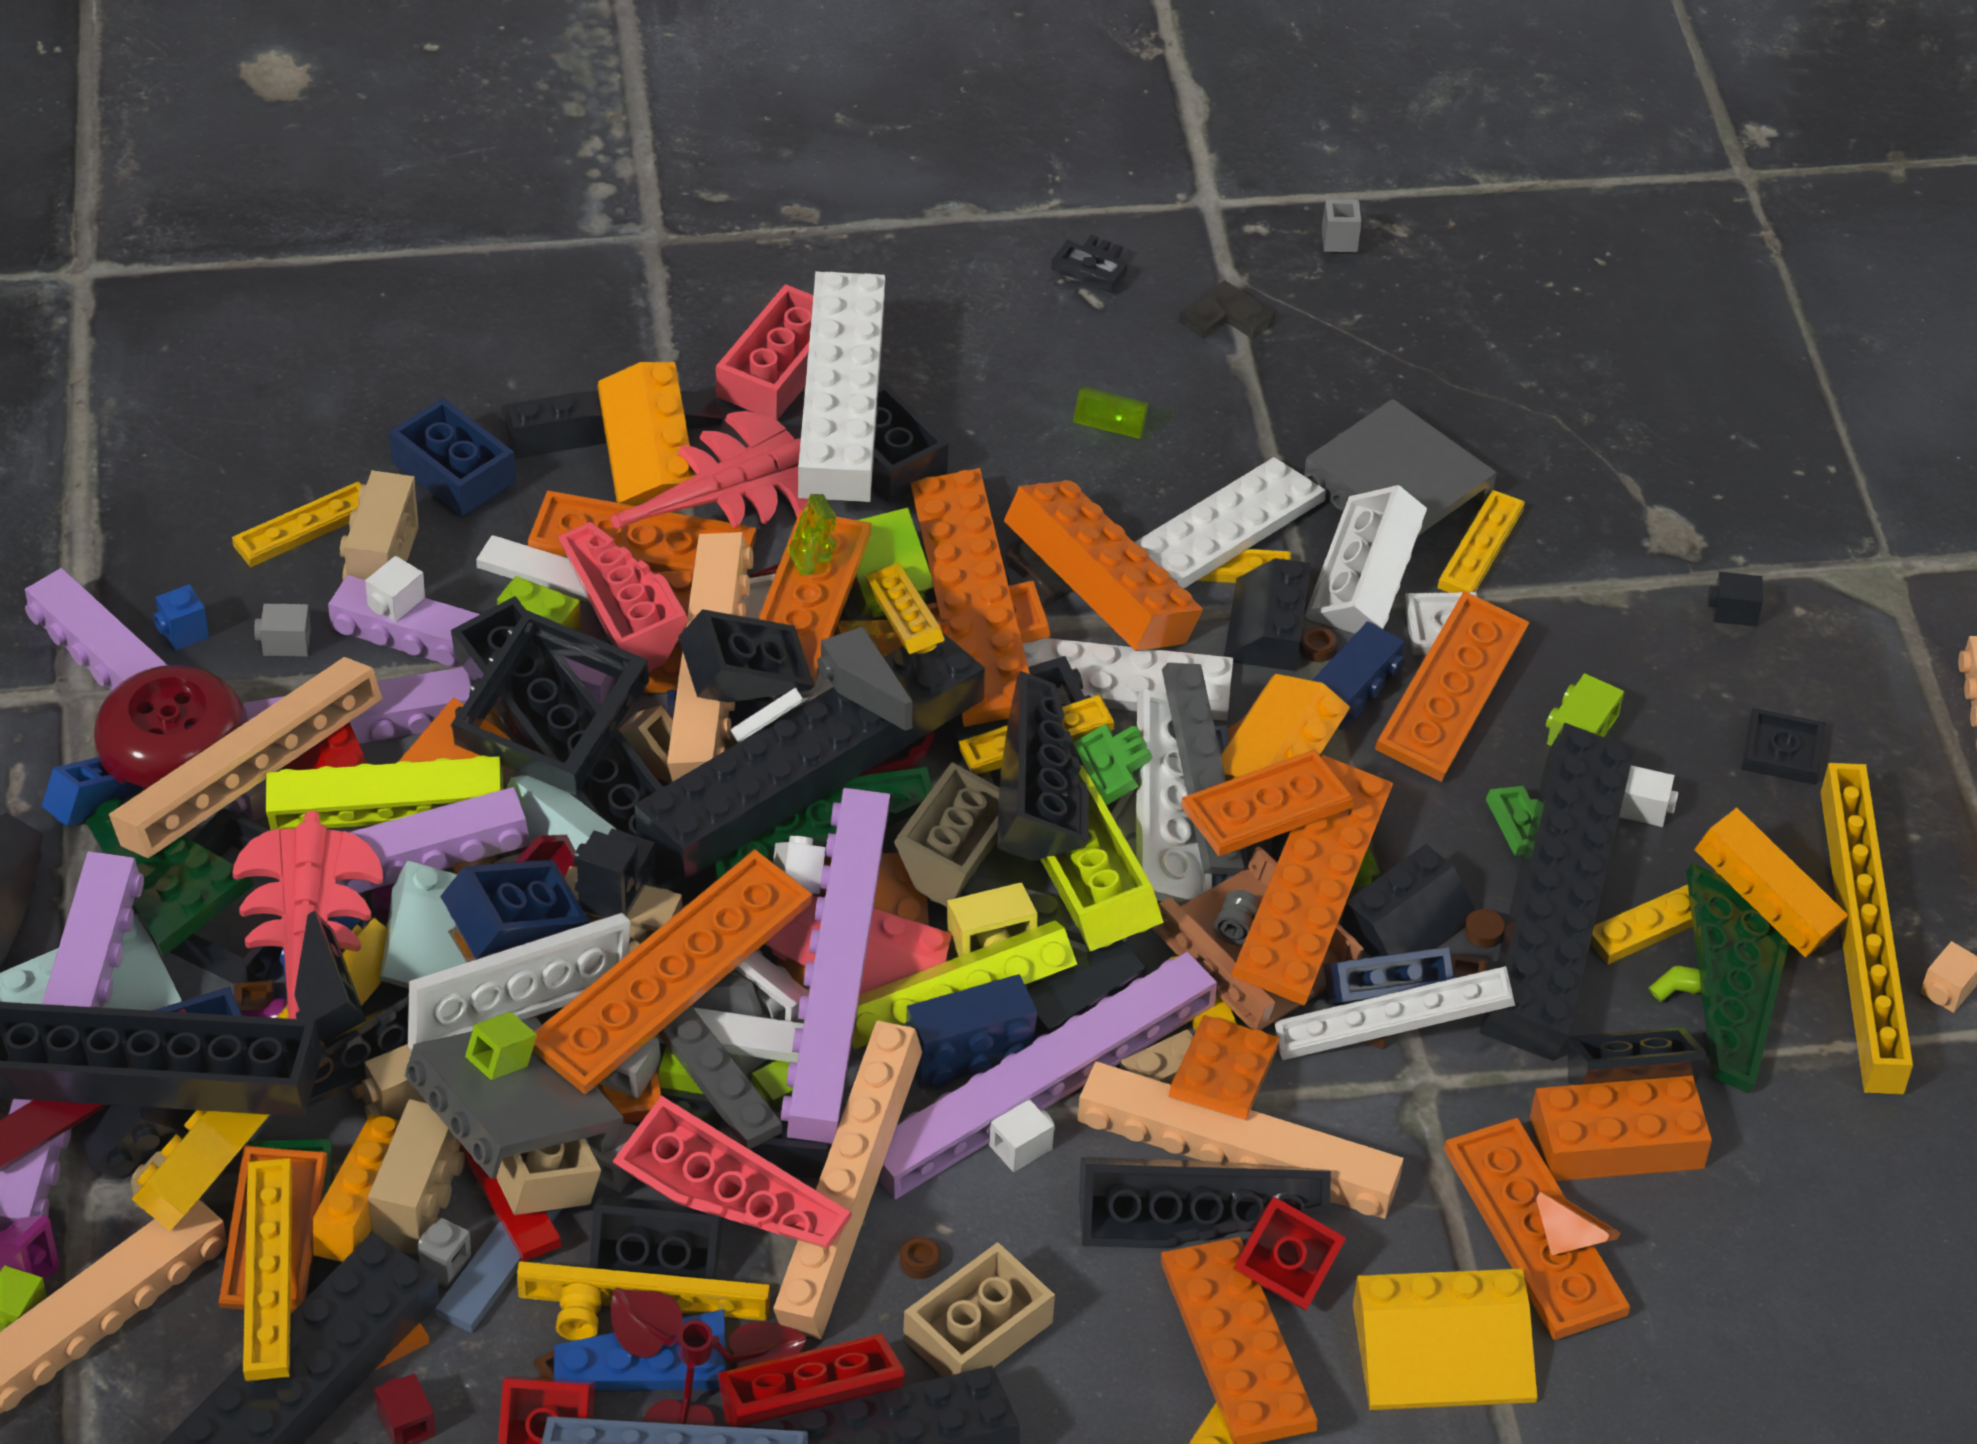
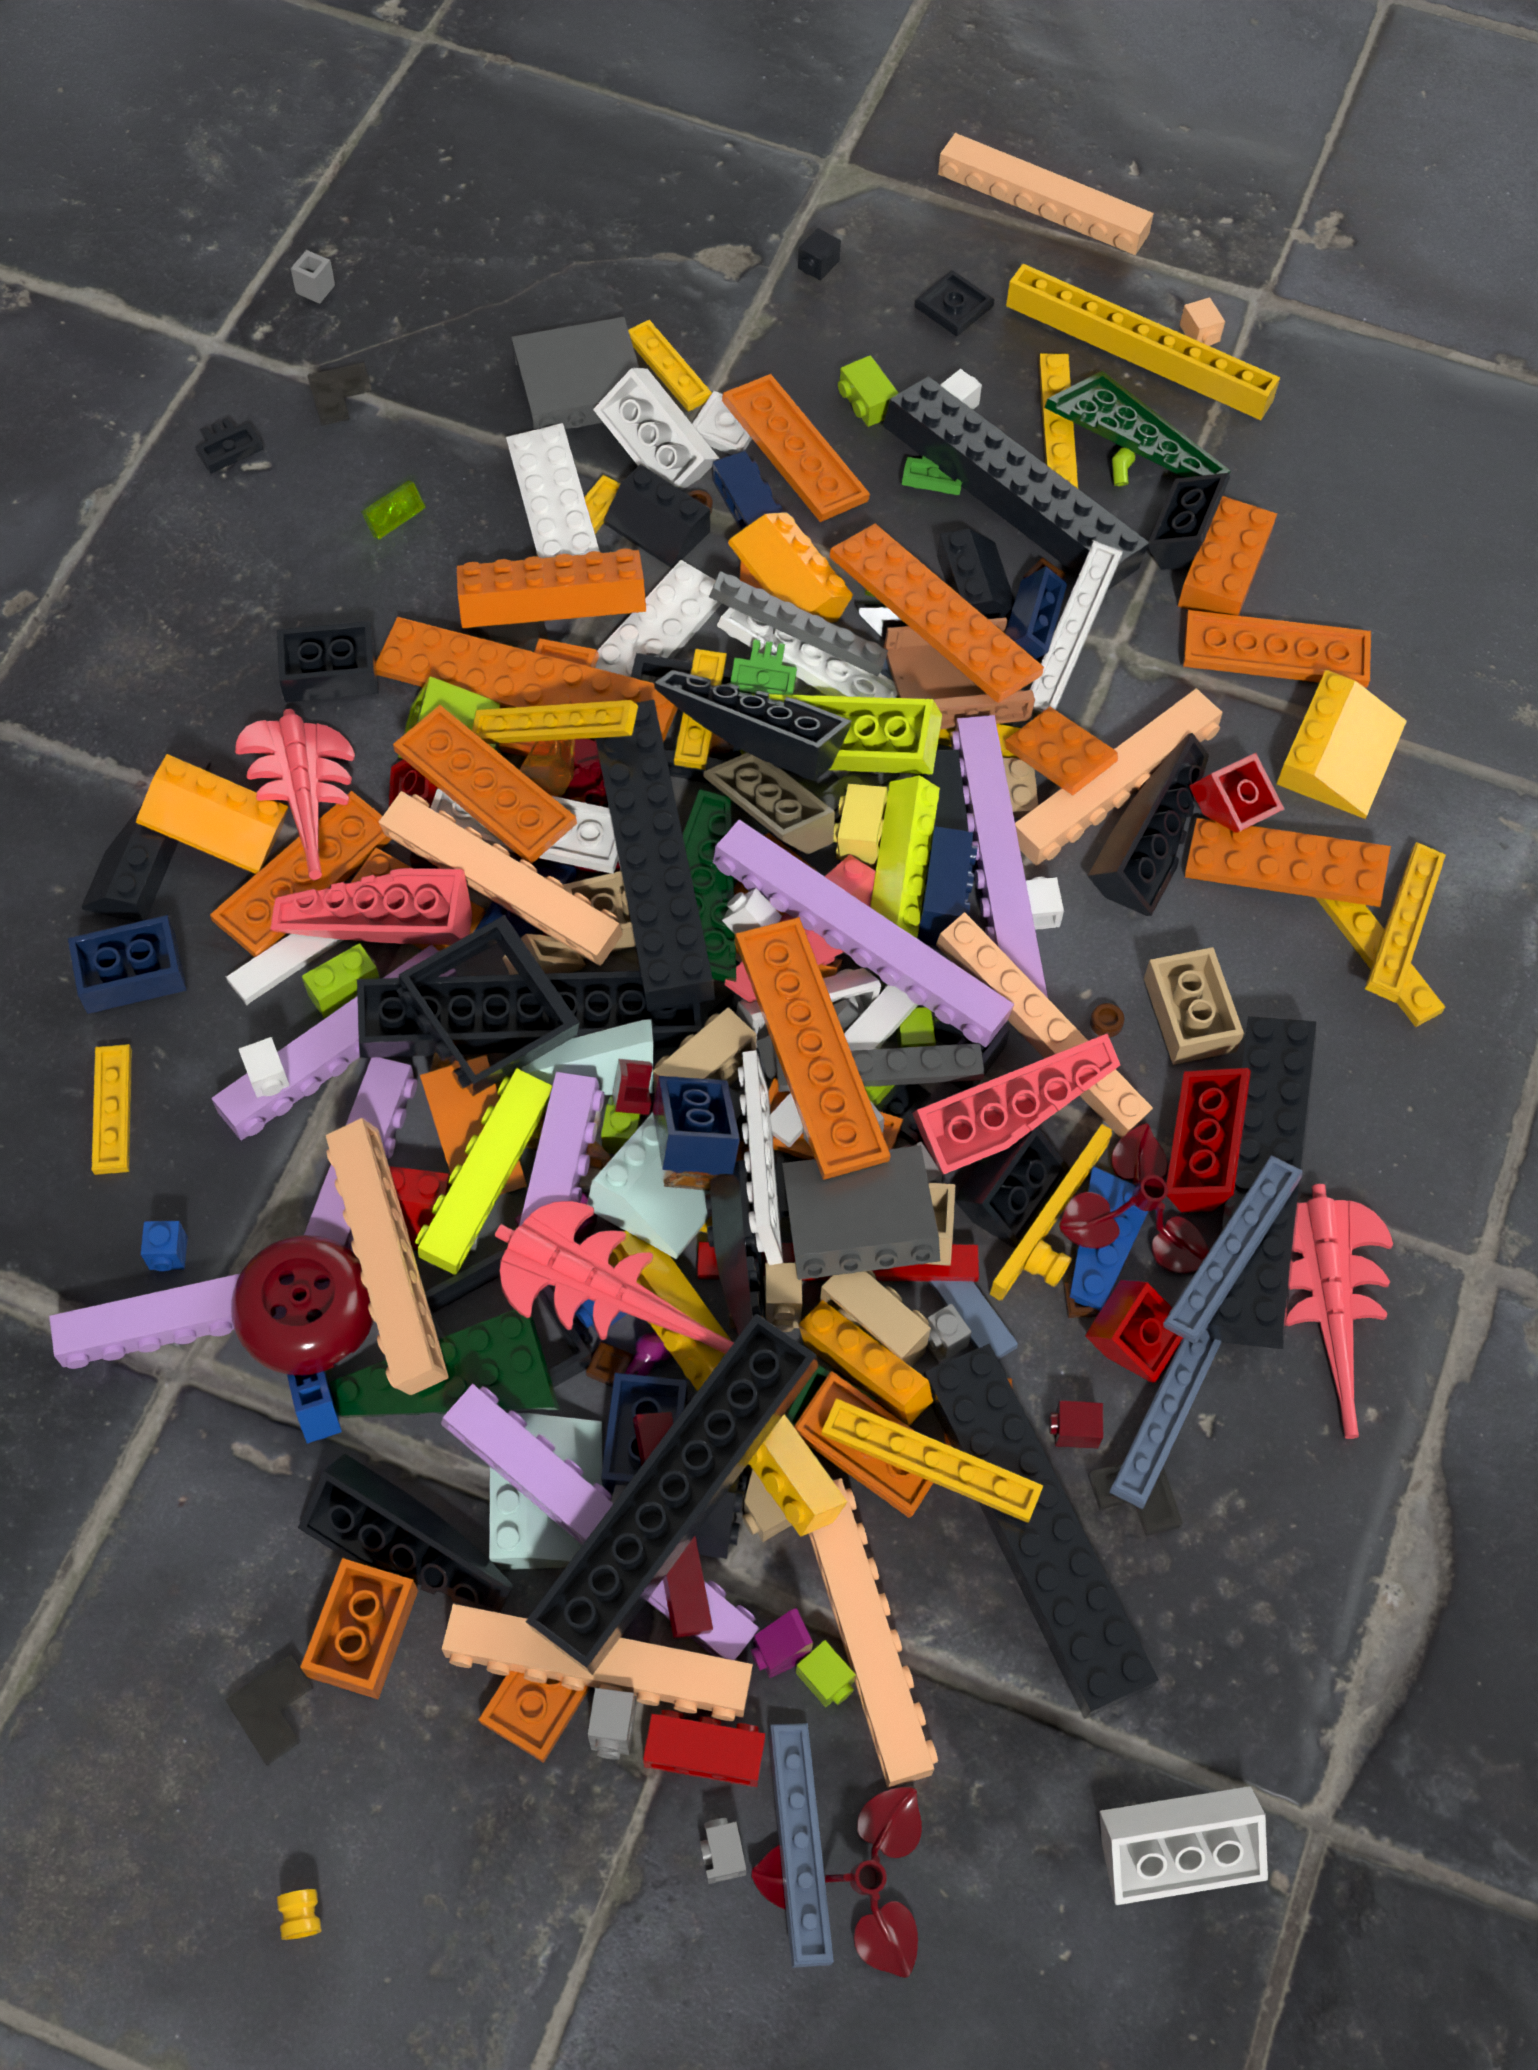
camera: 60 degrees left, 15 degrees up
(284, 629) = (229, 1173): light grey brick -> none
(324, 983) = (696, 1296): black slope -> none
(381, 524) = (183, 1053): tan brick -> none
(500, 1045) = (830, 1194): lime brick -> none
(612, 871) = (697, 1038): black brick -> none
(743, 657) = (541, 851): black slope -> none
(768, 715) = (603, 864): white tile -> none
(770, 358) = (179, 685): coral brick -> none
(812, 536) = (448, 743): clear neon green hinge -> none
(842, 386) = (272, 655): white brick -> none
(864, 676) = (628, 775): dark grey slope -> none
(1236, 916) = (939, 674): dark grey wheel -> none
(1267, 802) = (864, 600): orange tile -> none
(1484, 928) = (1011, 545): reddish brown tile -> none
(1570, 1226) = (1300, 625): orange slope -> none
(1771, 882) = (1087, 367): light orange brick -> none

